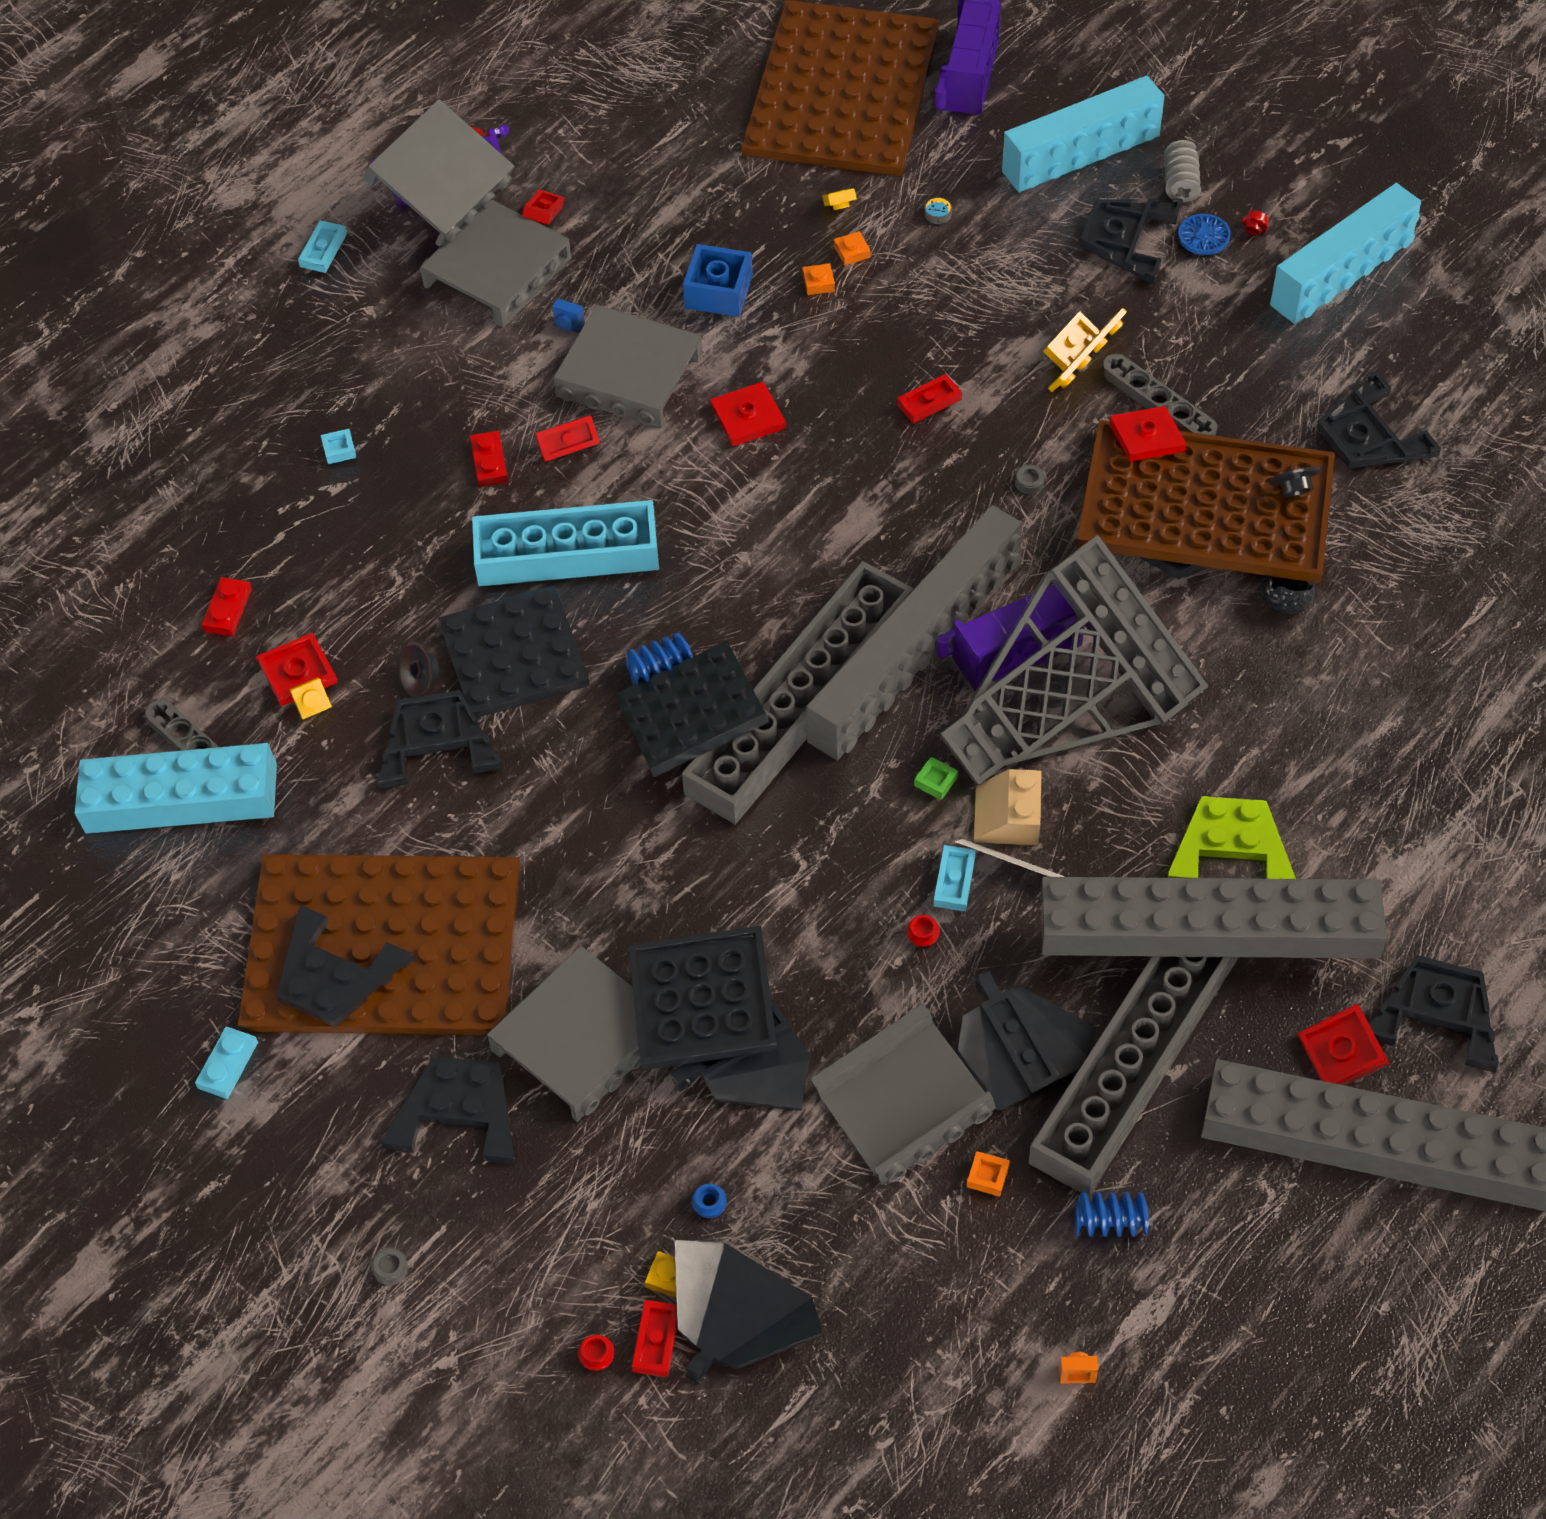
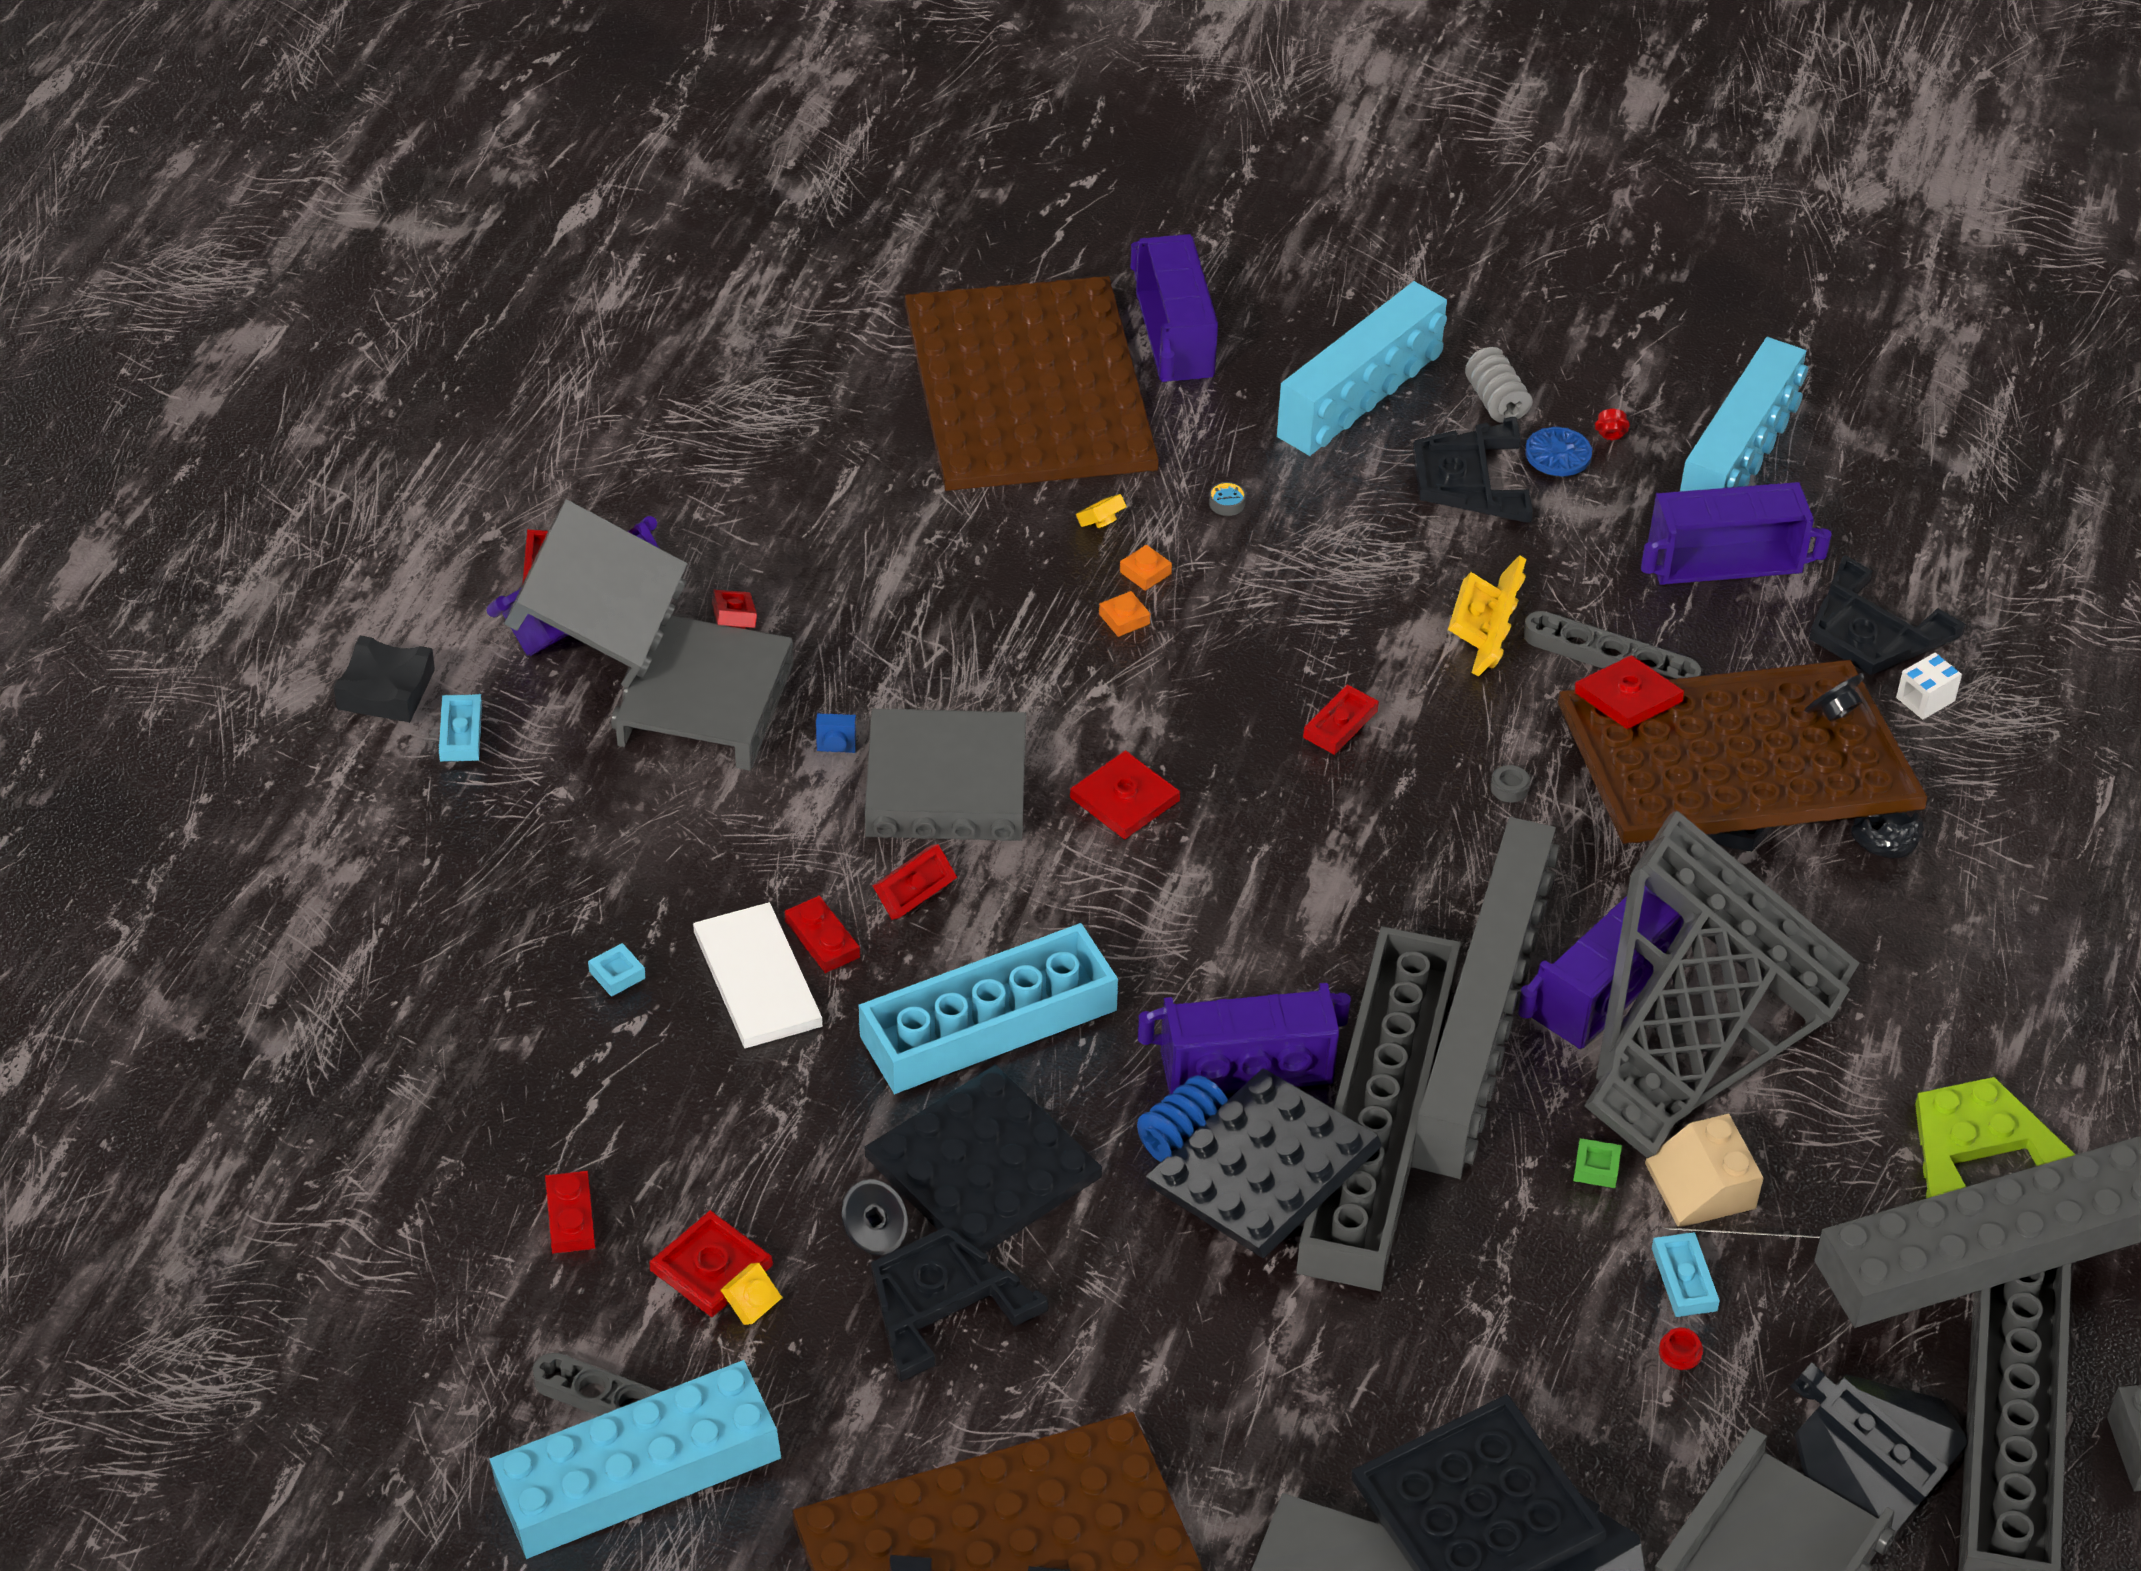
camera: 25 degrees left, 10 degrees down
(288, 199) = (384, 680): none -> black brick
(430, 476) = (757, 975): none -> white tile
(718, 280) = (1008, 643): blue brick -> none
(752, 621) = (1240, 1036): none -> dark purple container
(1291, 331) = (1732, 534): none -> dark purple container
(1385, 488) = (1928, 686): none -> white brick

